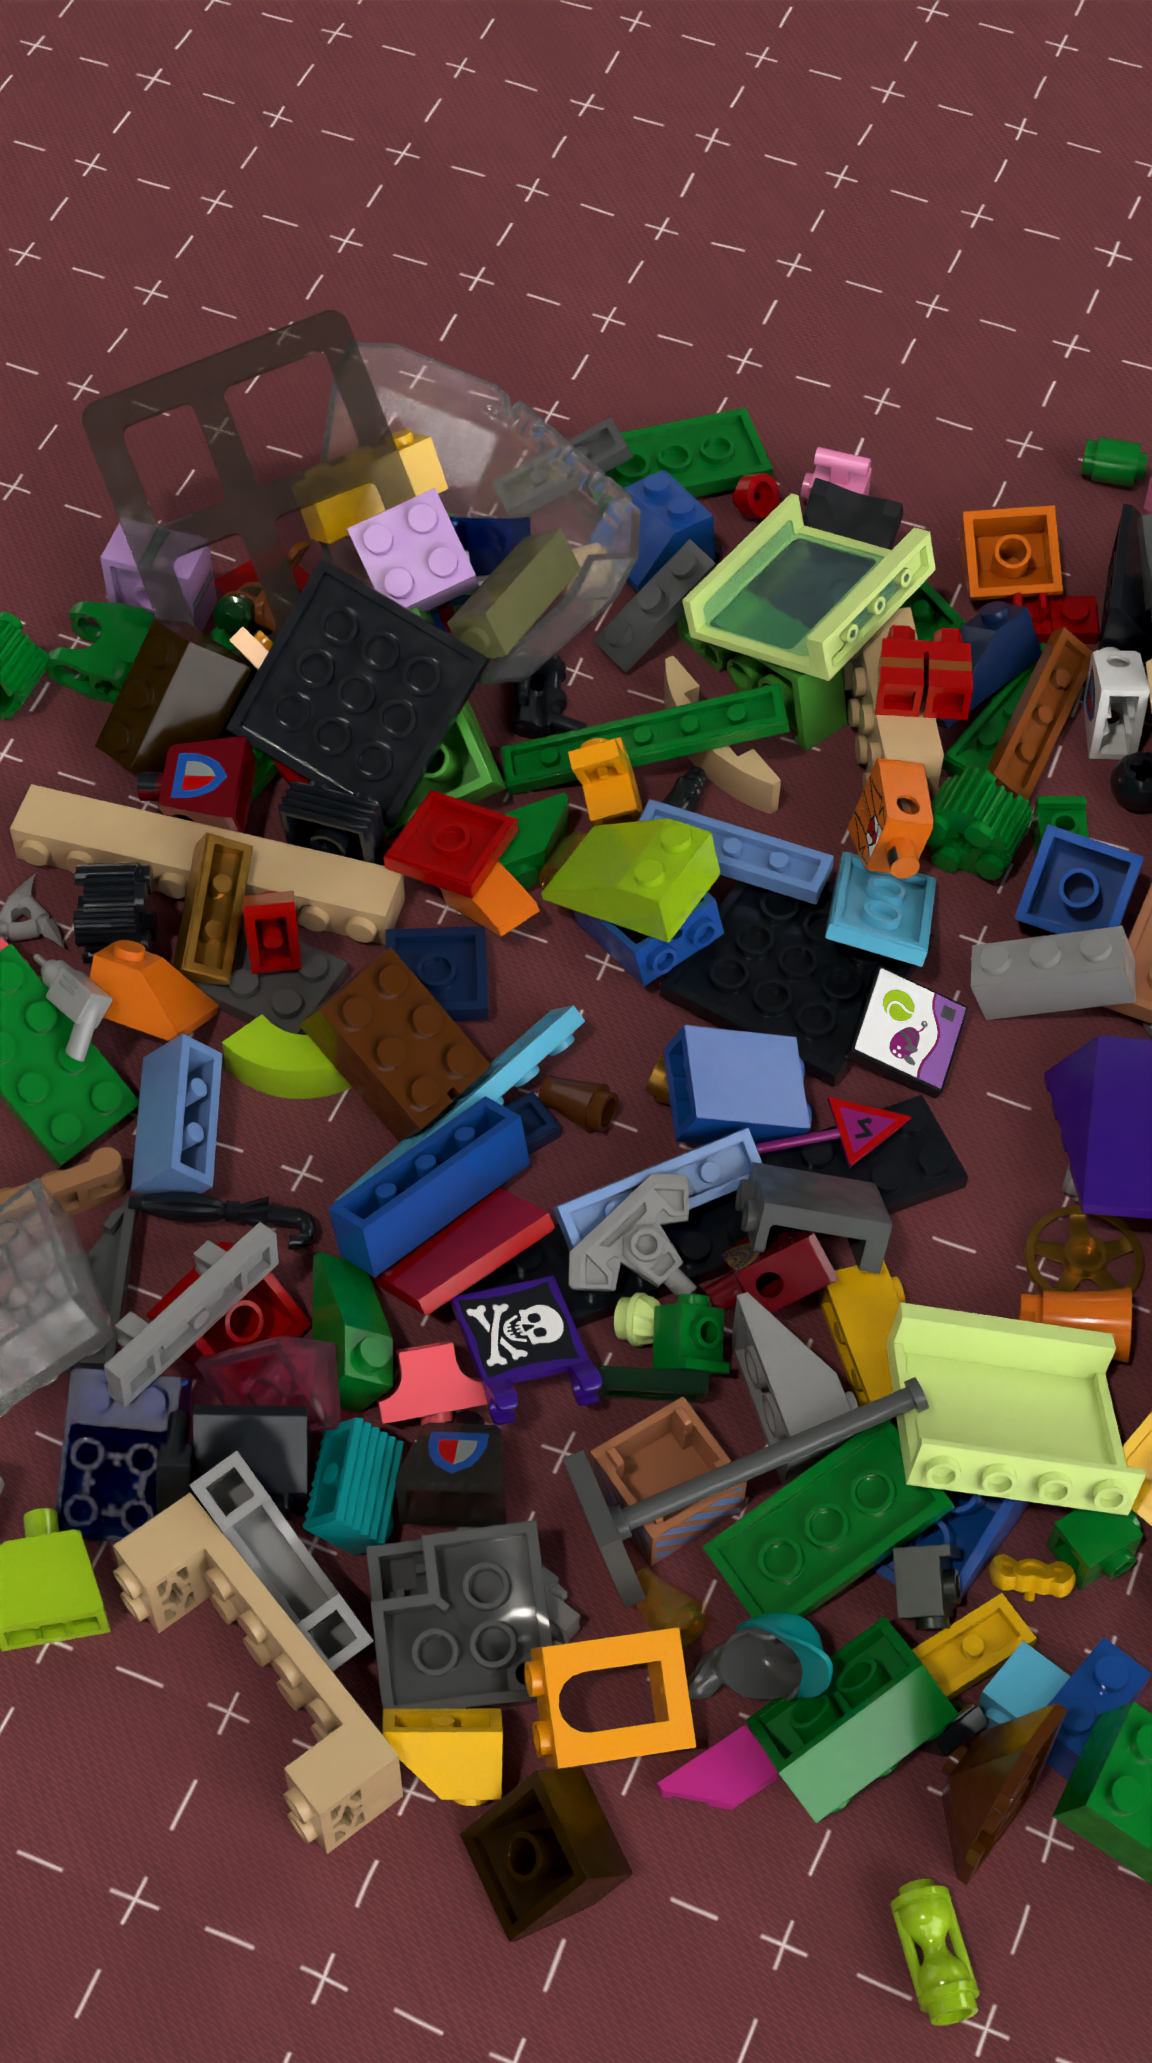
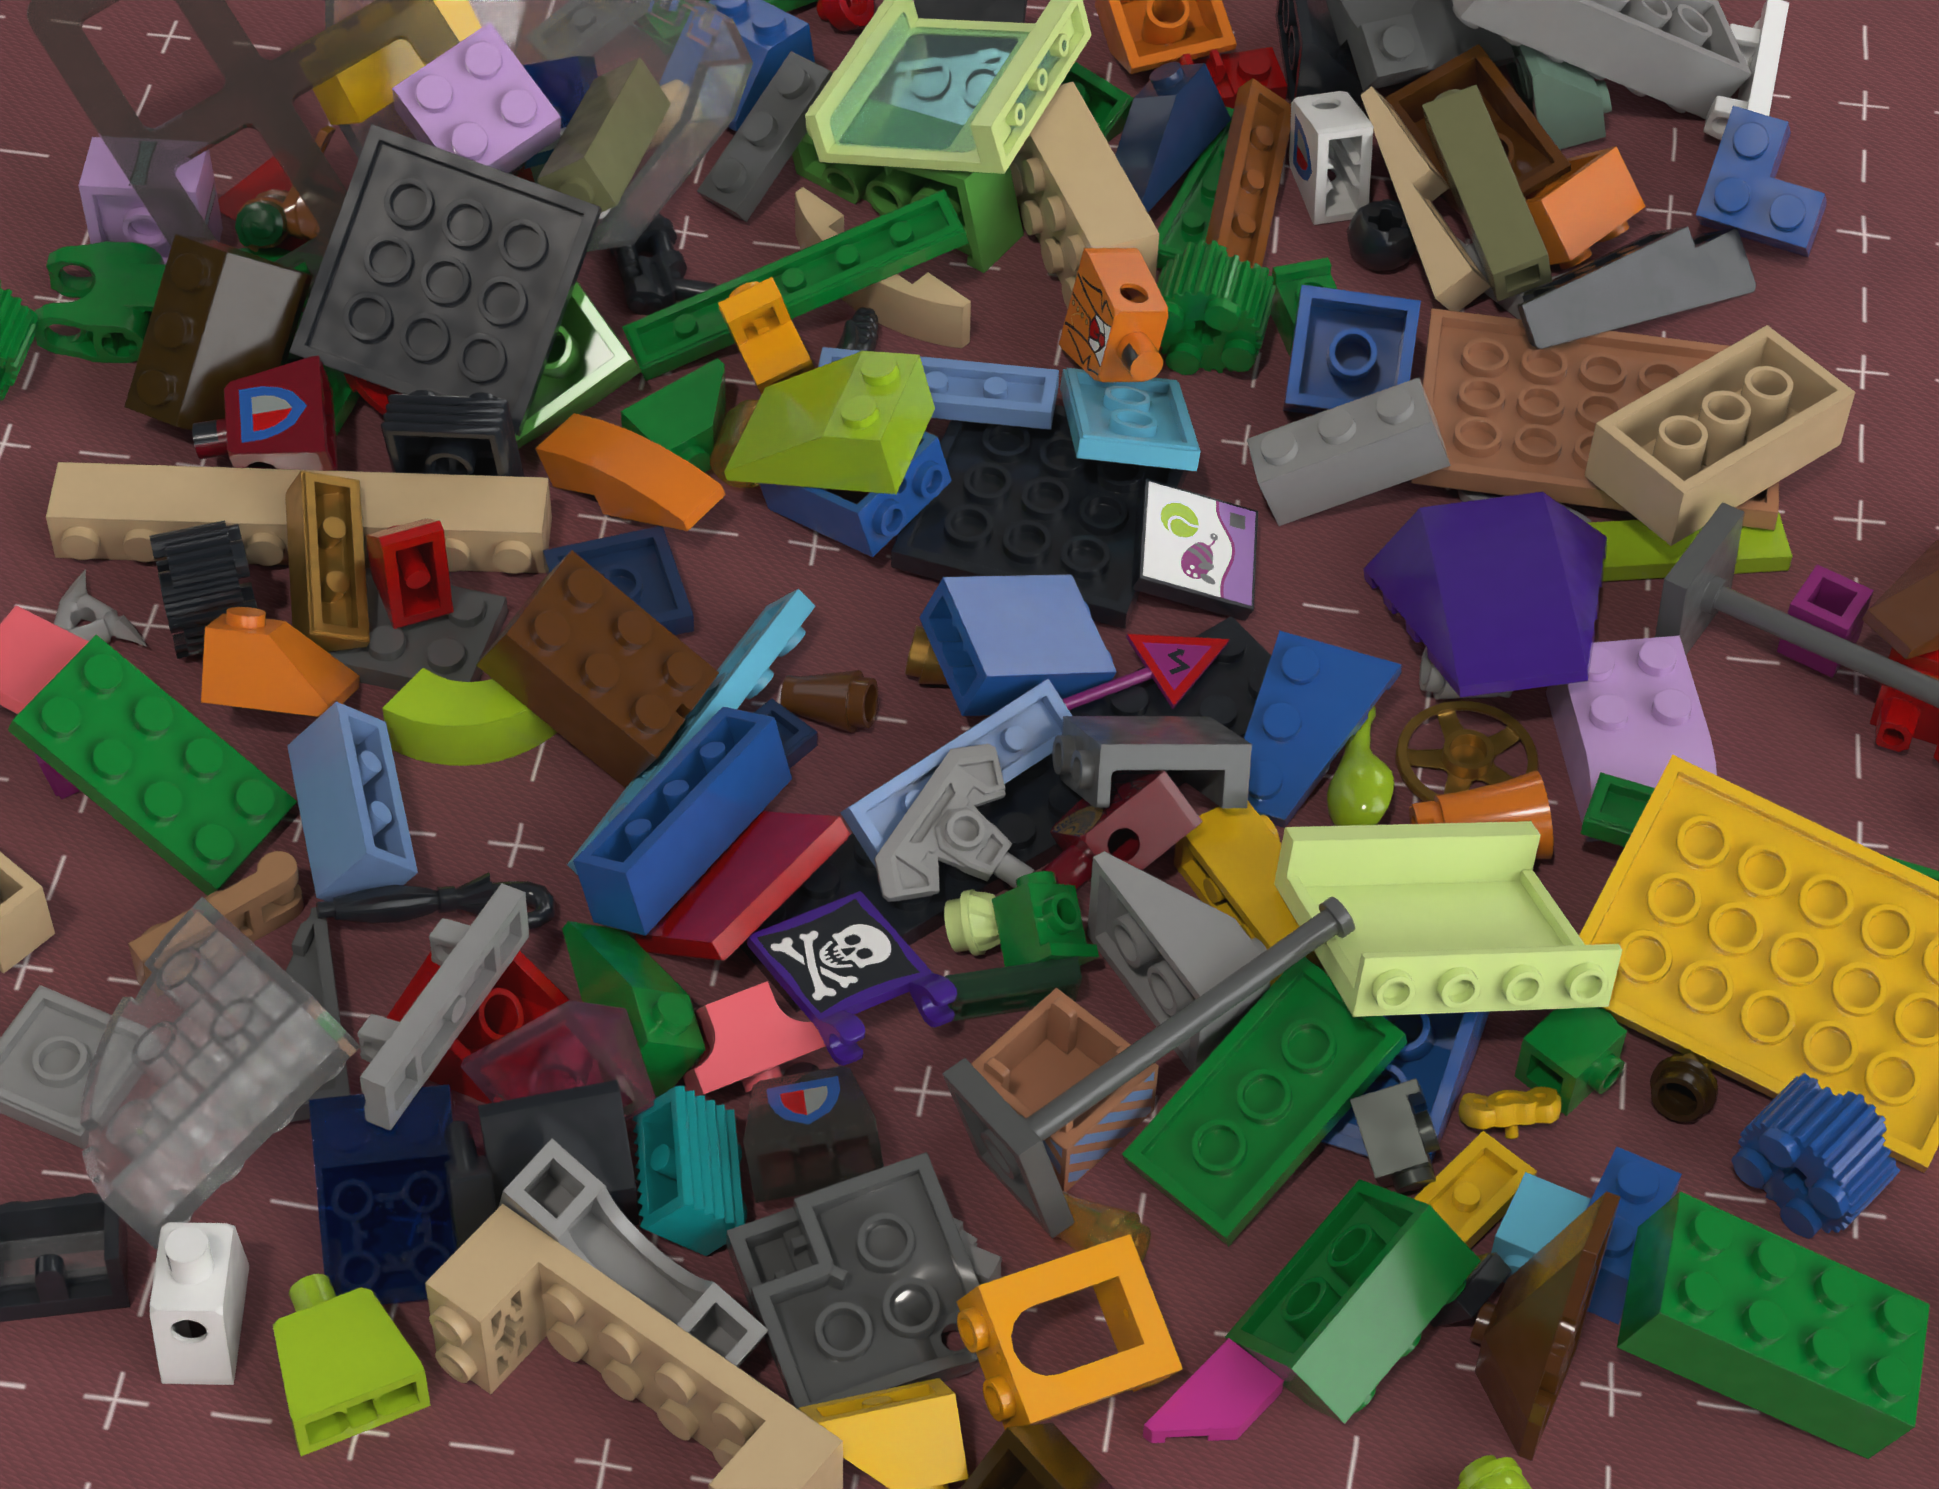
camera: 15 degrees left, 5 degrees down
(78, 999) = (195, 684): light grey piece -> none
(252, 647) = (300, 252): plate -> none
(451, 844) = (600, 436): red tile -> none
(766, 1660) = (1240, 1255): dark grey hair -> none
(943, 664) = (1115, 145): red hips -> none
(952, 1200) = (1304, 717): none -> blue wing
(988, 1262) = (1361, 783): none -> lime piece

